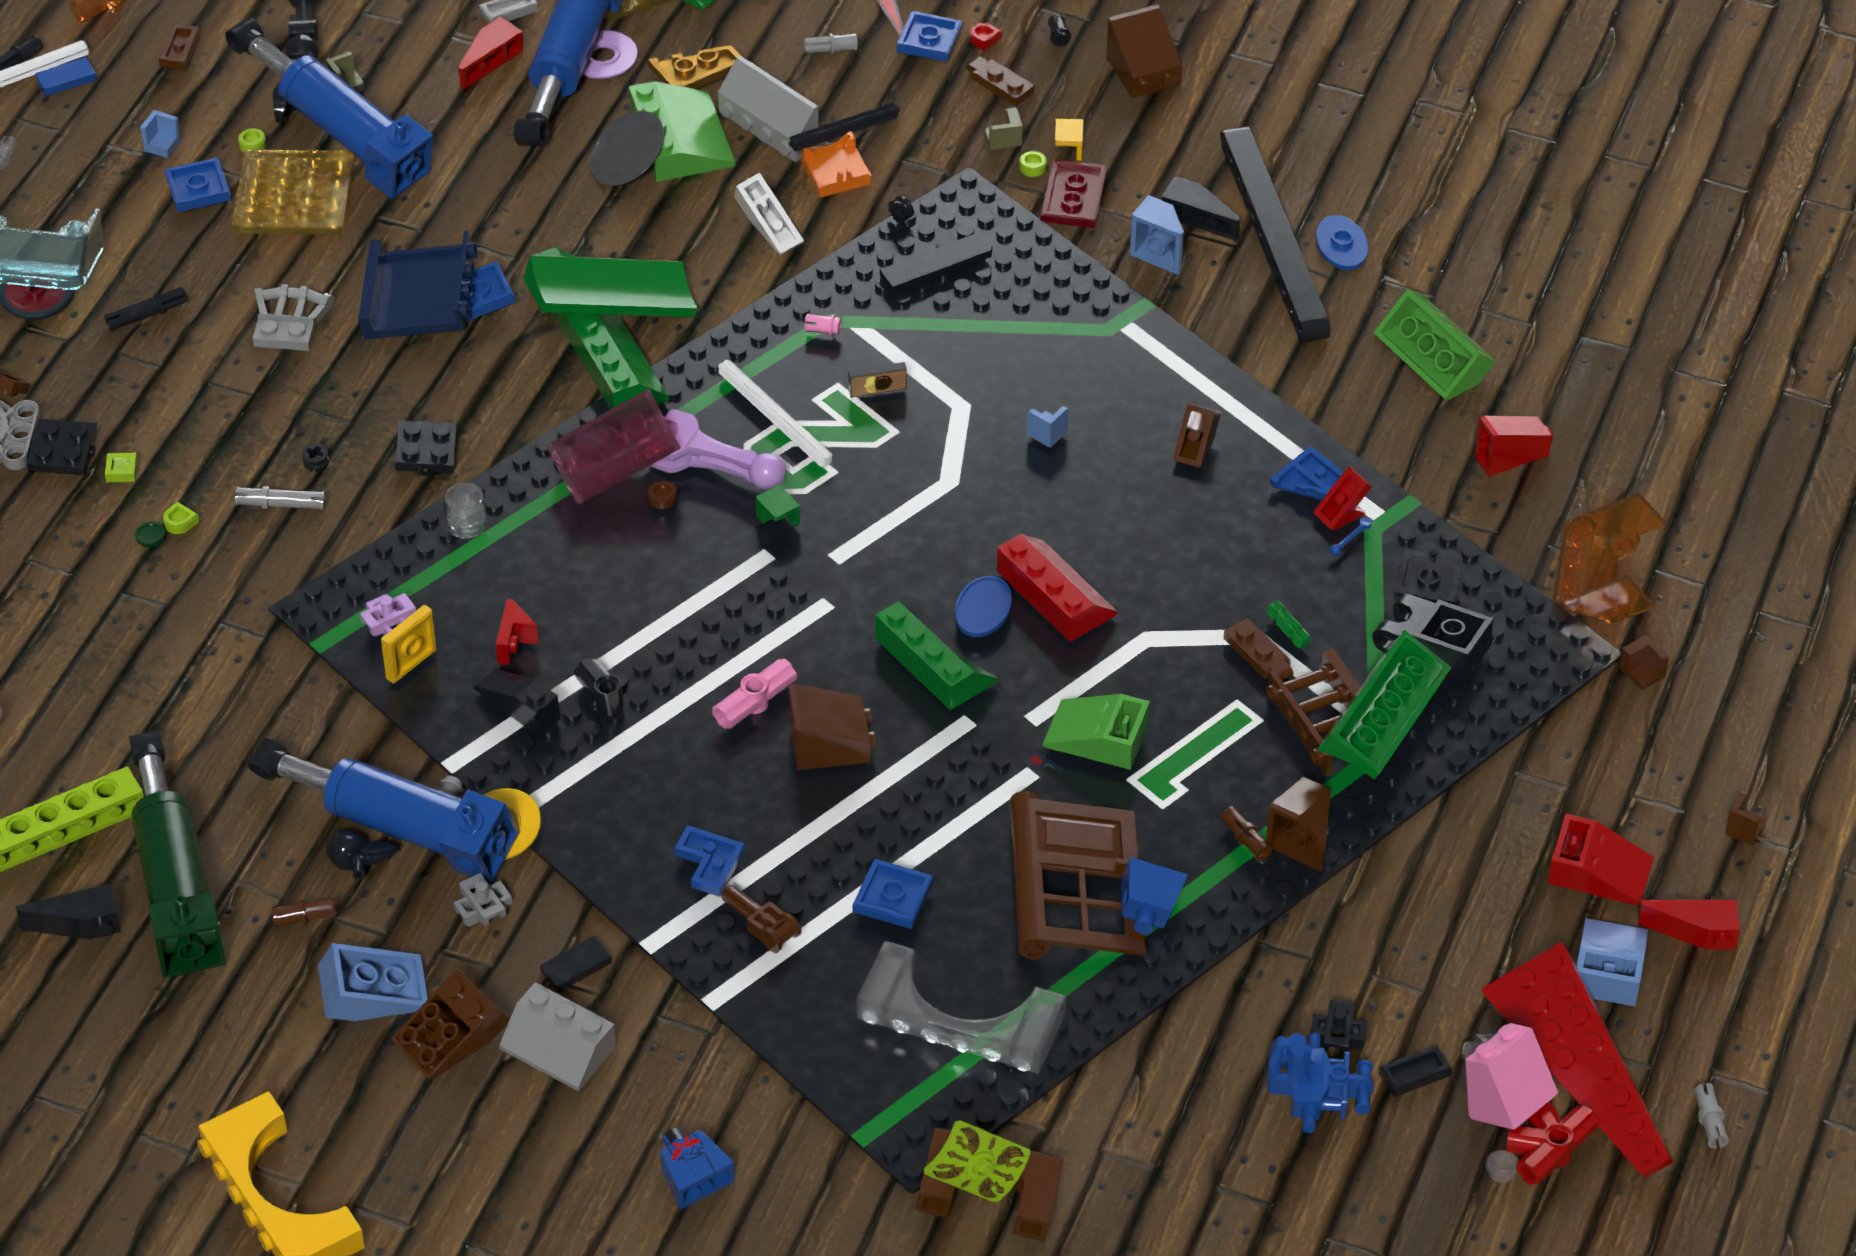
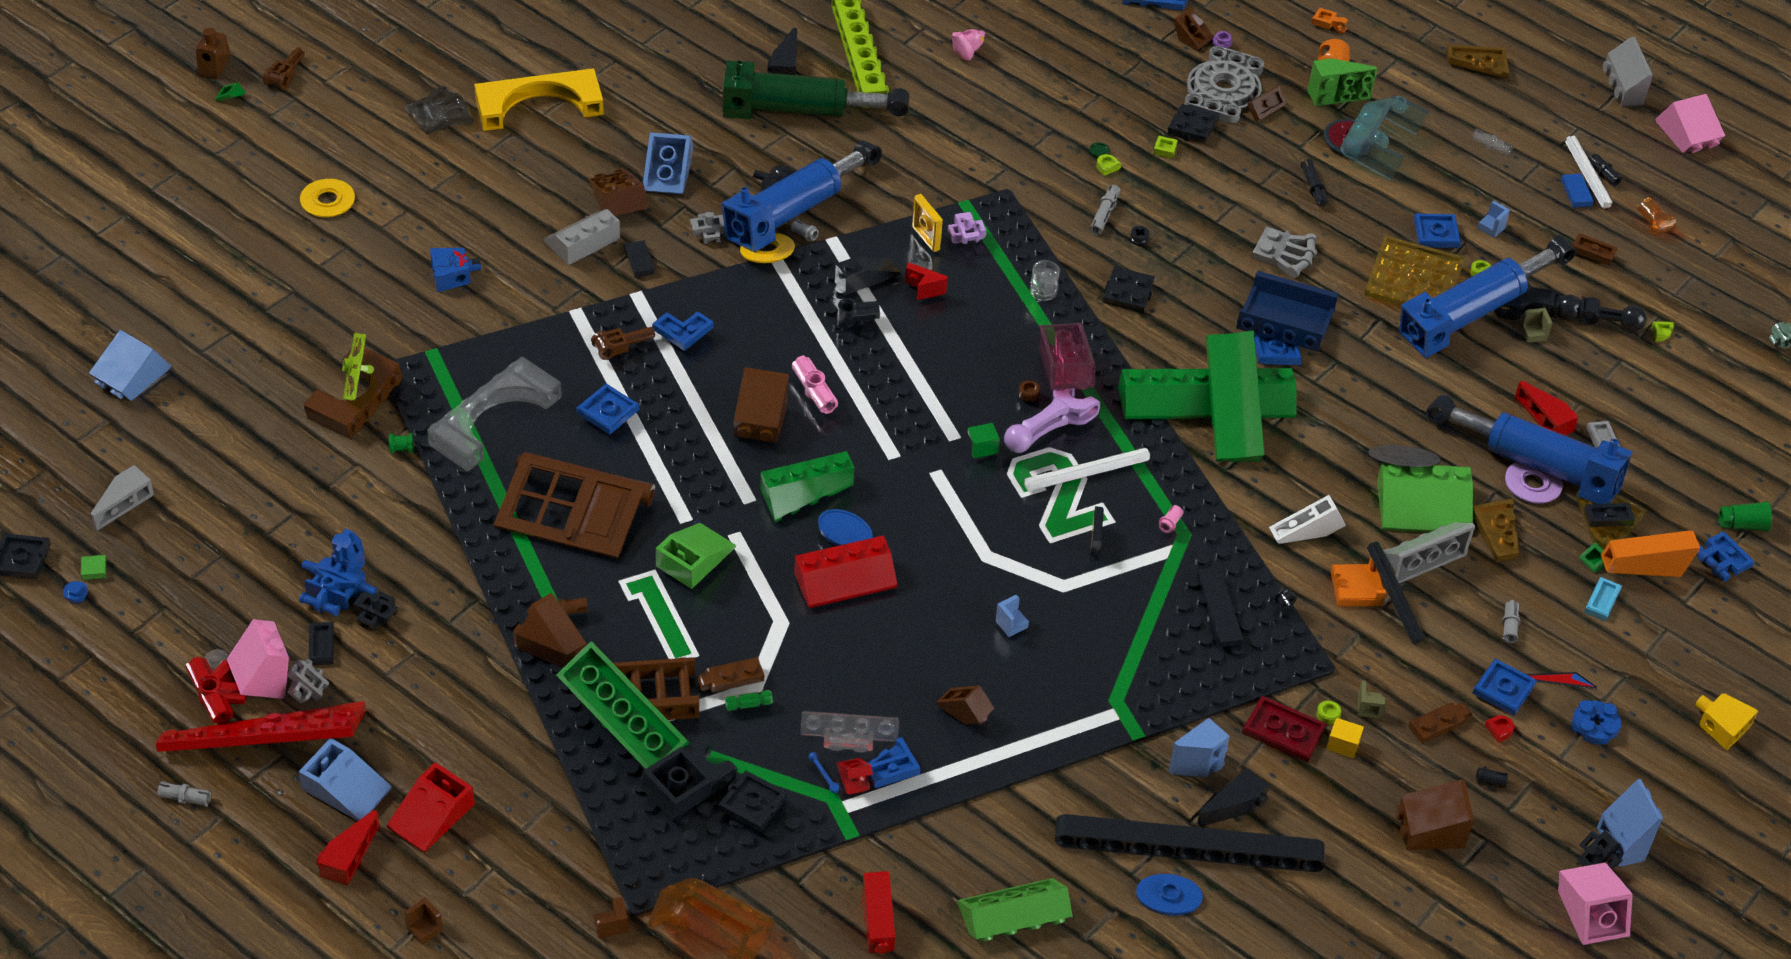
camera: 105 degrees right, 0 degrees up
(304, 911) = (741, 149): reddish brown axle -> none
(1051, 1104) = (401, 443): none -> green bush
(1149, 894) = (531, 531): blue torso -> none
(1294, 519) = (849, 730): none -> clear bracket

